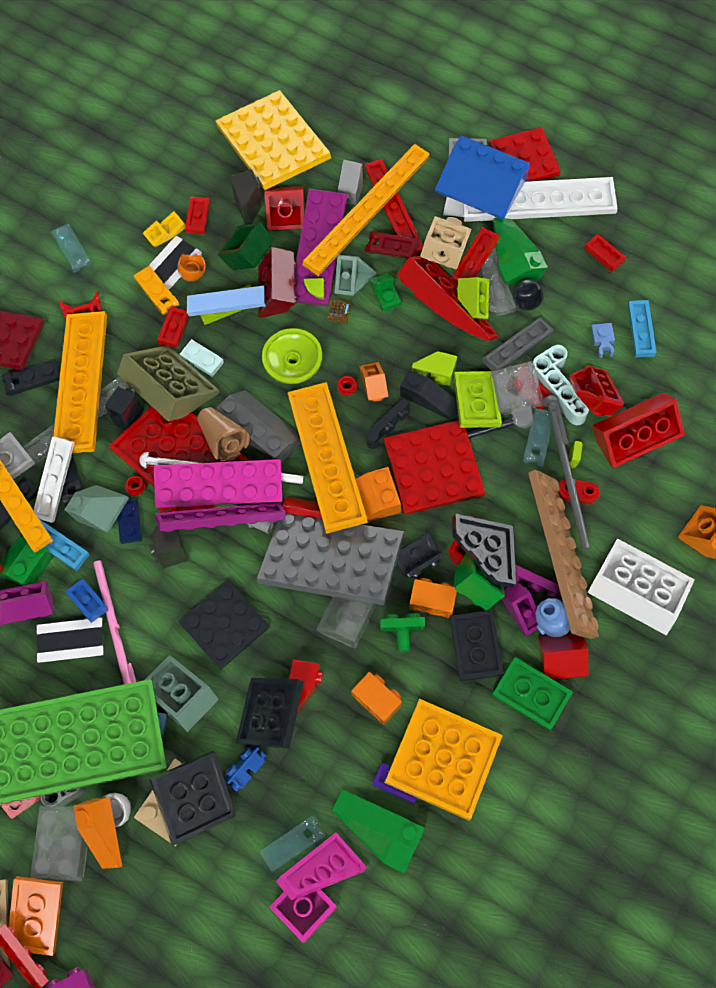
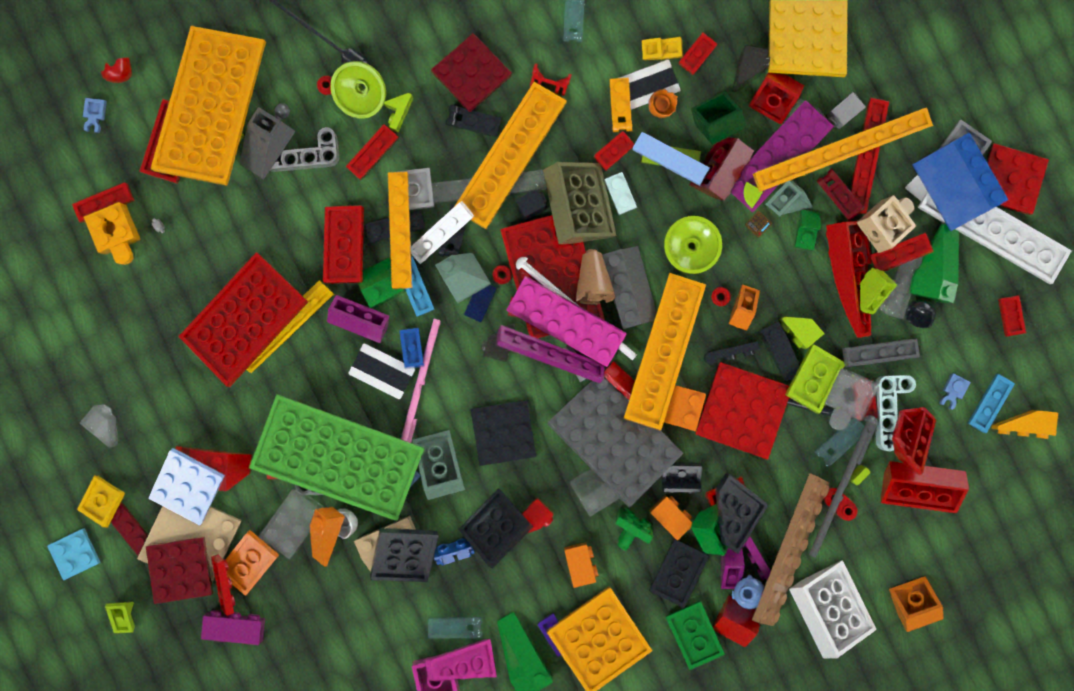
camera: 30 degrees right, 20 degrees up
(690, 320) = (1037, 422): none -> light orange slope

